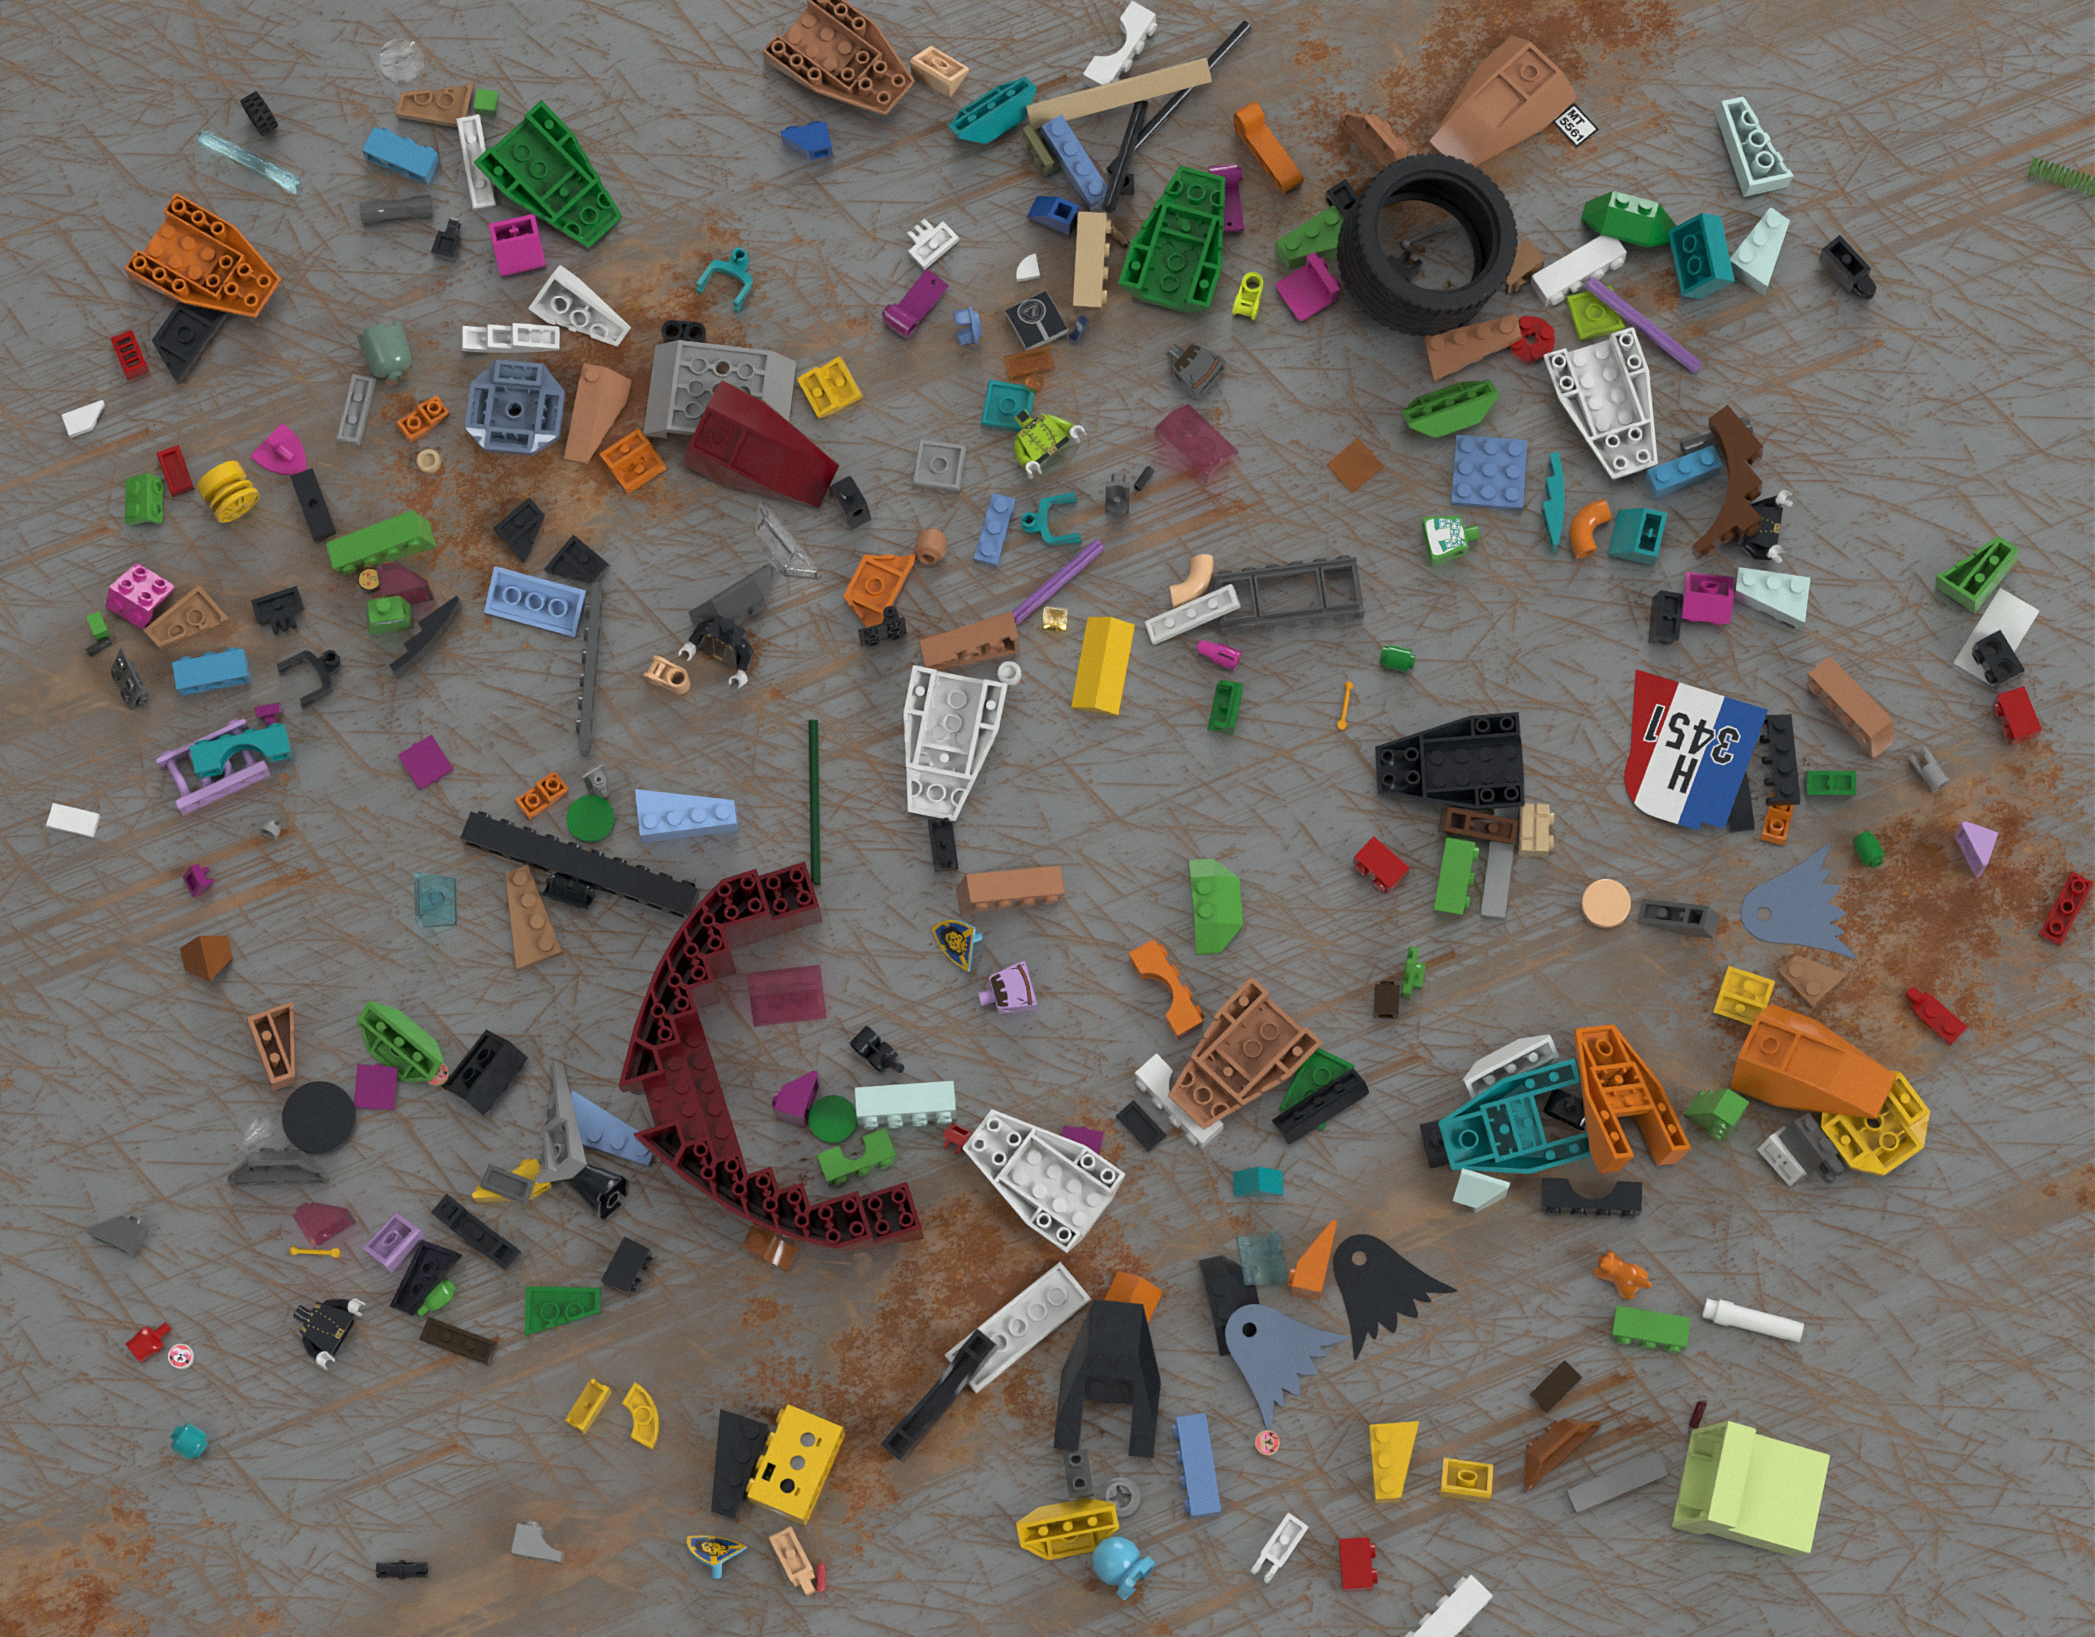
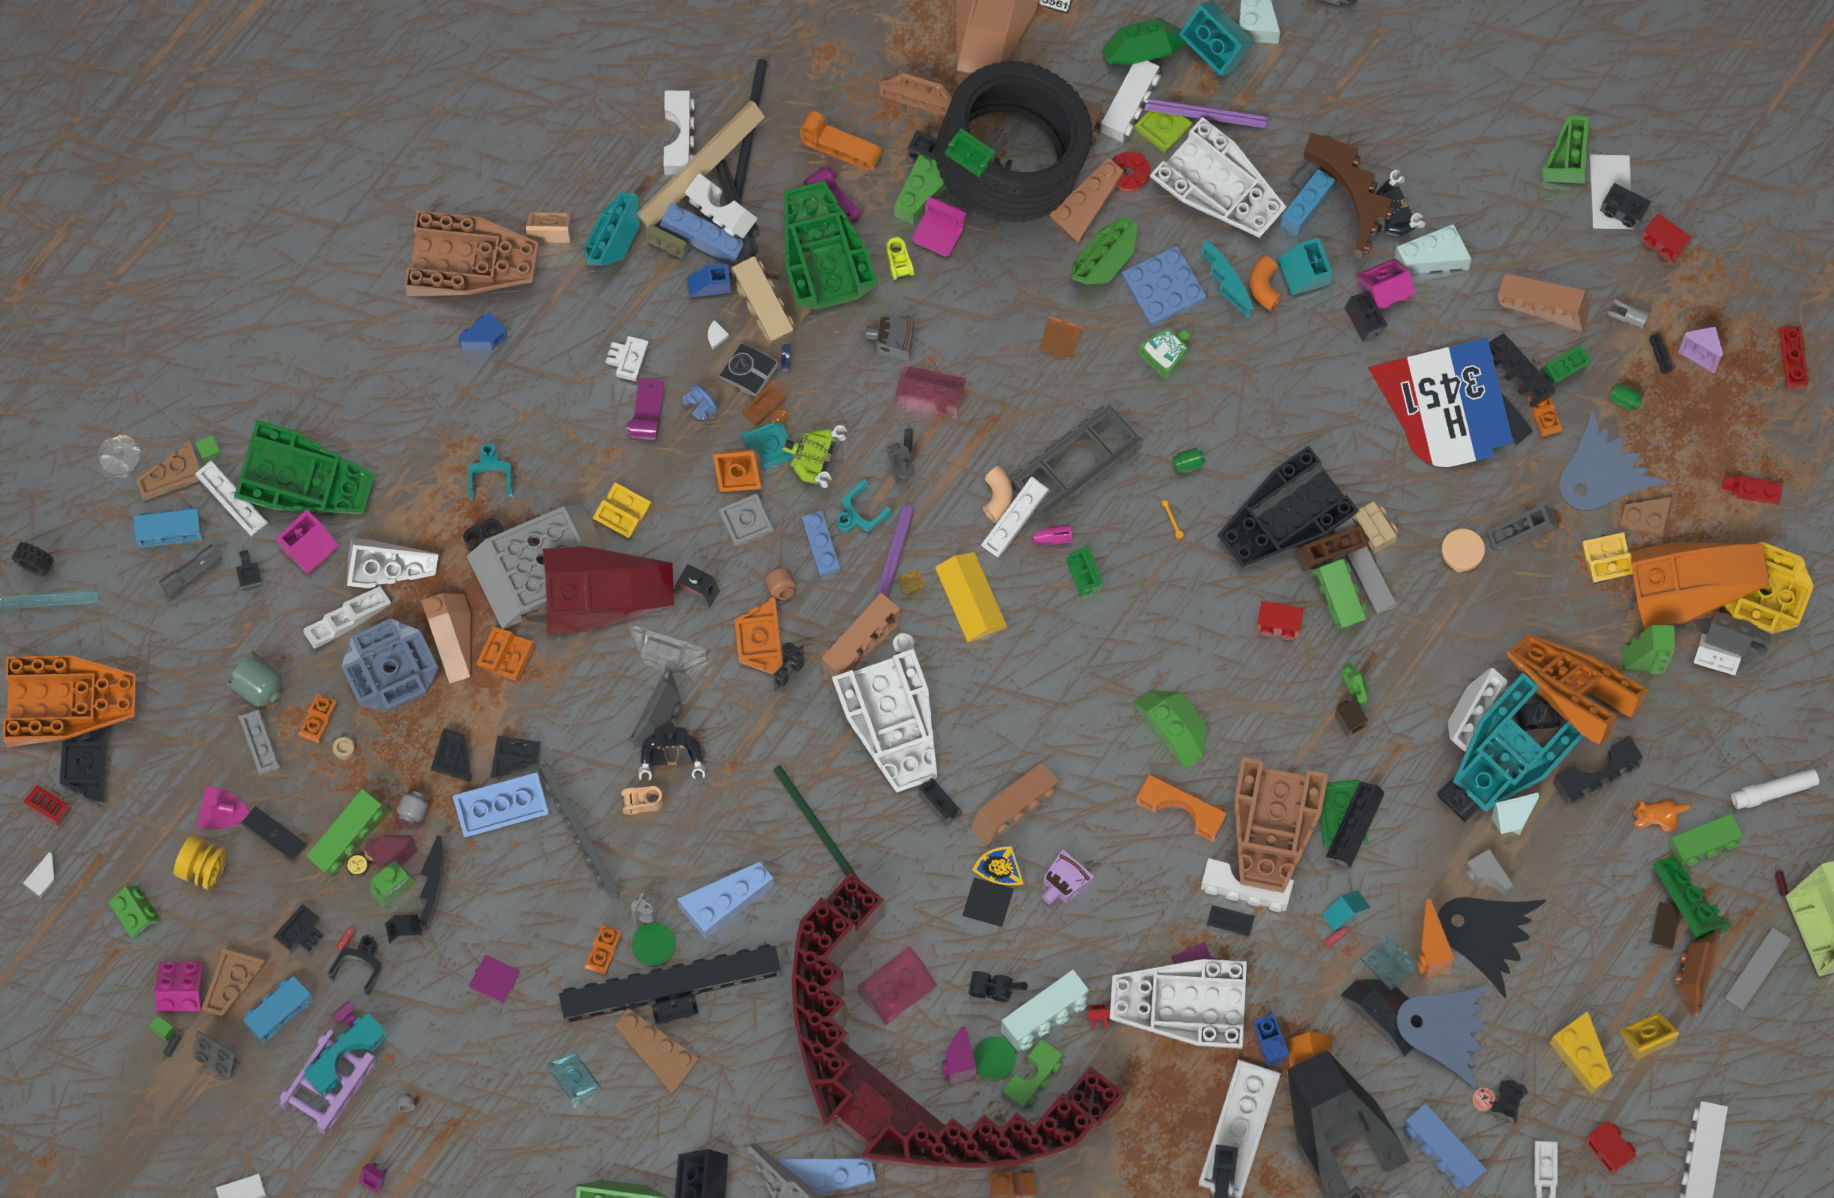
camera: 35 degrees left, 5 degrees down
(175, 471) = (144, 873): red tile -> none
(315, 642) = (345, 939): none -> coral piece
(372, 664) = (403, 928): none -> black brick
(452, 556) = (412, 808): none -> light grey head
(926, 968) = (988, 902): none -> black sticker
(960, 413) = (738, 470): none -> orange slope
(1100, 1262) = (1270, 1041): none -> blue slope
(1104, 126) = (733, 216): none -> white arch
(1231, 1202) = (1335, 936): none -> coral piece
(1289, 1458) = (1509, 1100): none -> black piece
(1362, 232) = (970, 152): none -> green hinge
(1416, 1226) = (1486, 870): none -> light grey arch
(1594, 1376) = (1689, 899): none -> green wing
(1934, 827) = (1660, 353): none -> black axle

